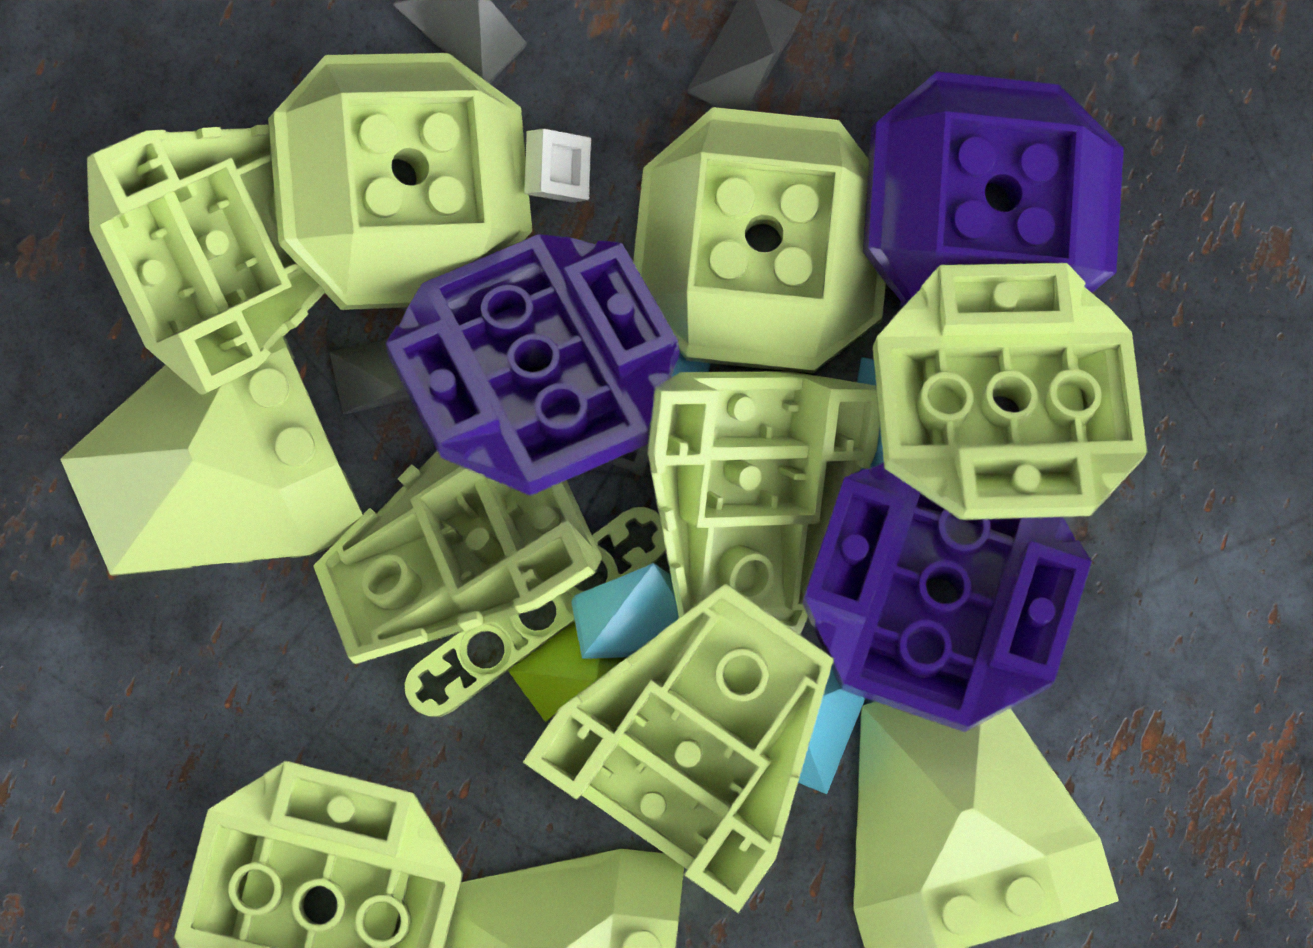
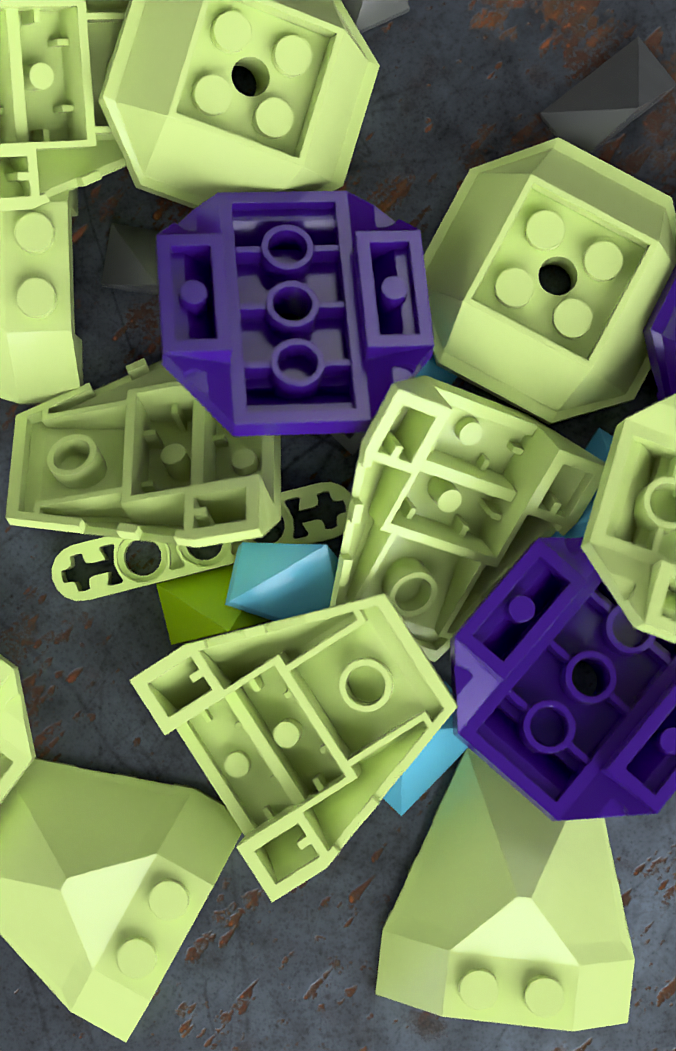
camera: 25 degrees right, 5 degrees up
(557, 165) = (391, 134): white plate -> none

